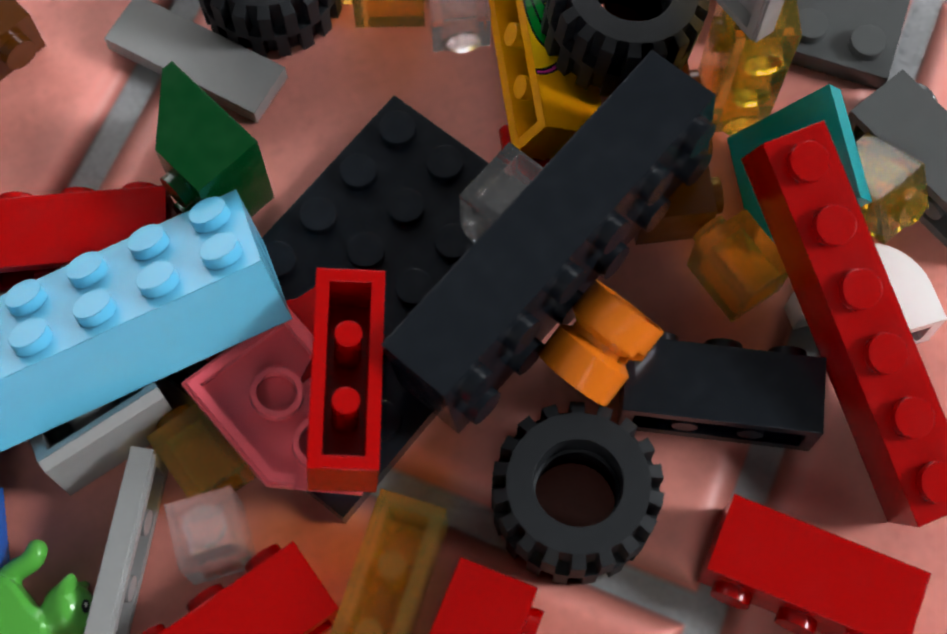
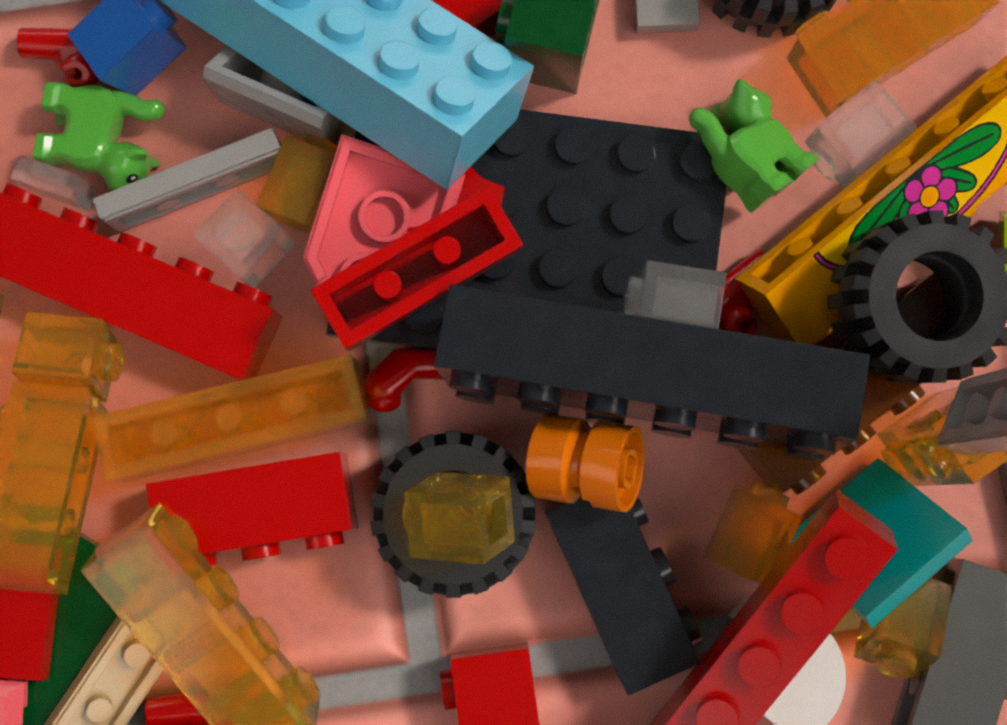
camera: 60 degrees right, 15 degrees up
(414, 83) = (759, 154): none -> bright green animal
(415, 466) = (396, 373): none -> red arm
(587, 469) = (459, 517): none -> clear yellow brick

